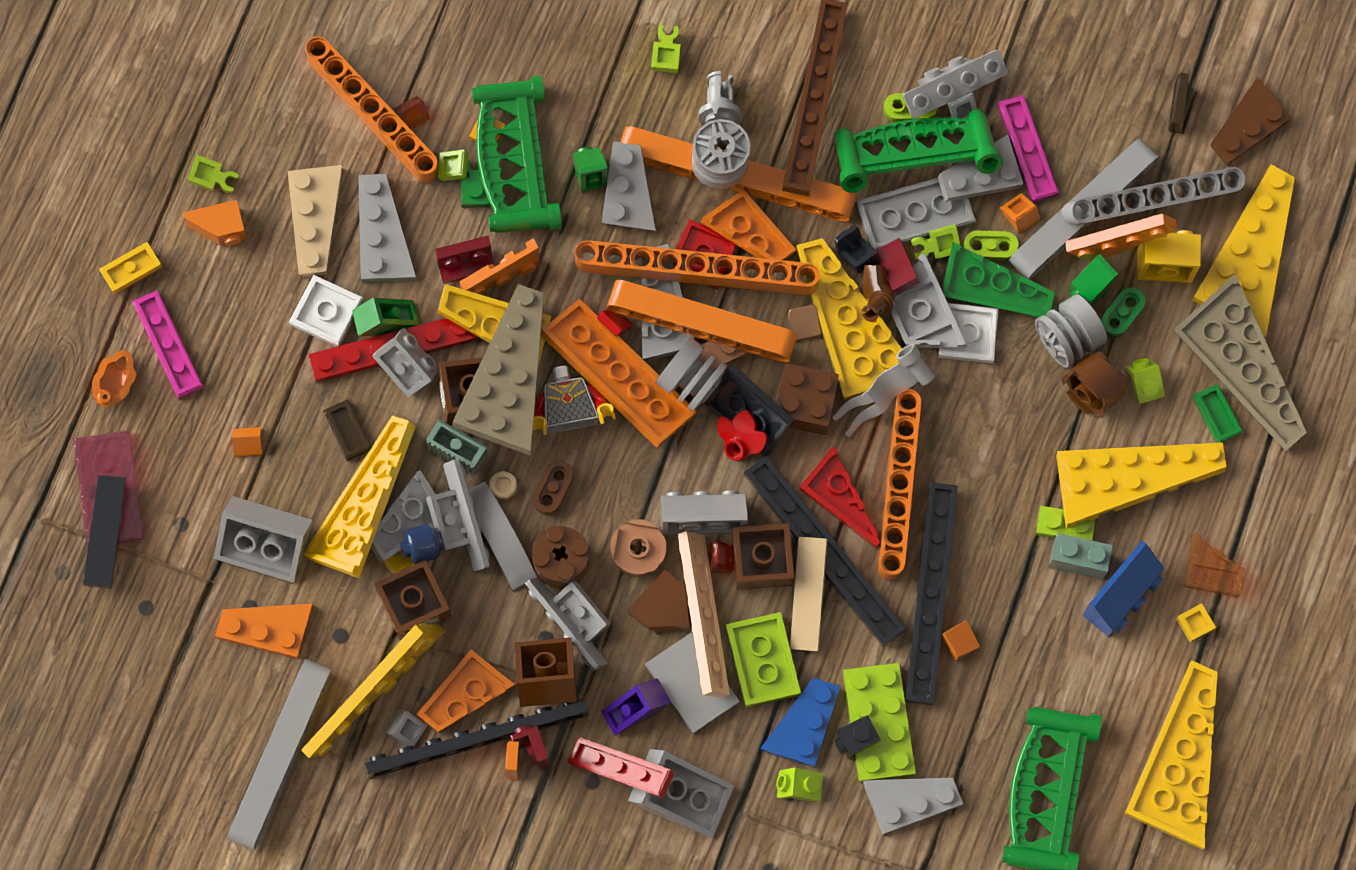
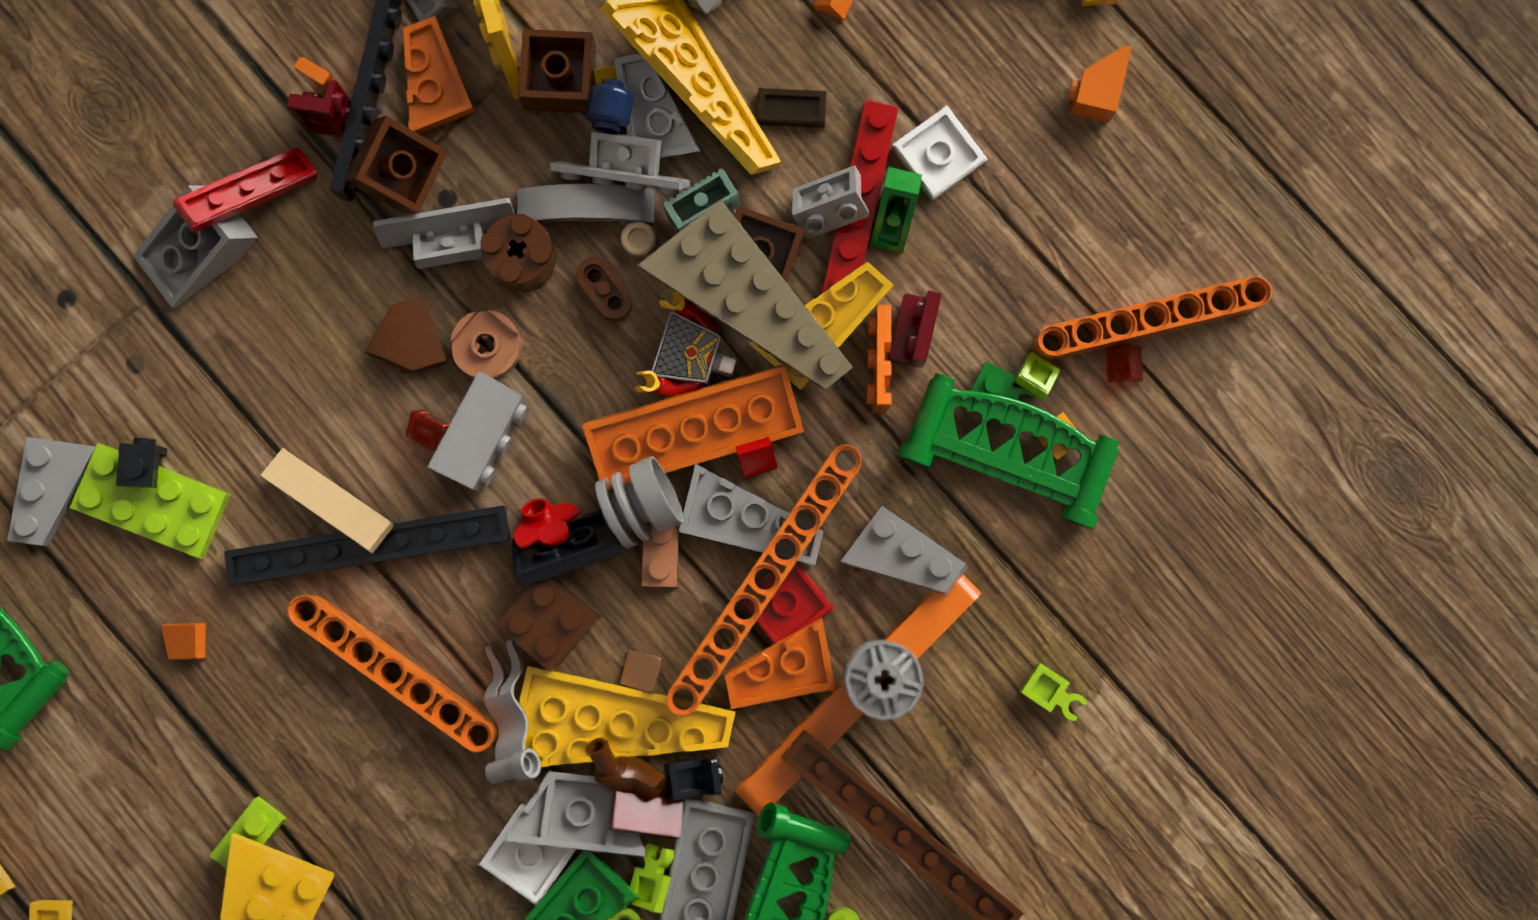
camera: 120 degrees right, 10 degrees up
(207, 173) = (1164, 103): lime plate -> none
(313, 206) = (1063, 197): tan wing -> none
(382, 241) = (991, 254): light grey wing -> none
(590, 168) = (953, 524): green slope -> none
(636, 706) = (311, 249): dark purple slope -> none
(680, 678) = (307, 323): light grey tile -> none
(702, 321) = (697, 551): orange beam -> none
(703, 614) = (362, 369): light nougat plate -> none
(719, 101) = (943, 713): light grey piece -> none
(762, 556) = (392, 471): reddish brown brick -> none
(763, 659) = (286, 412): lime plate -> none
(799, 784) = (129, 376): lime bracket -> none
(804, 725) = (192, 418): blue wing -> none
(832, 490) = (427, 595): red wing -> none
(931, 594) = (255, 638): black plate -> none
(1080, 556) = (195, 831): sand green brick -> none
(1125, 590) = (129, 857): blue slope -> none

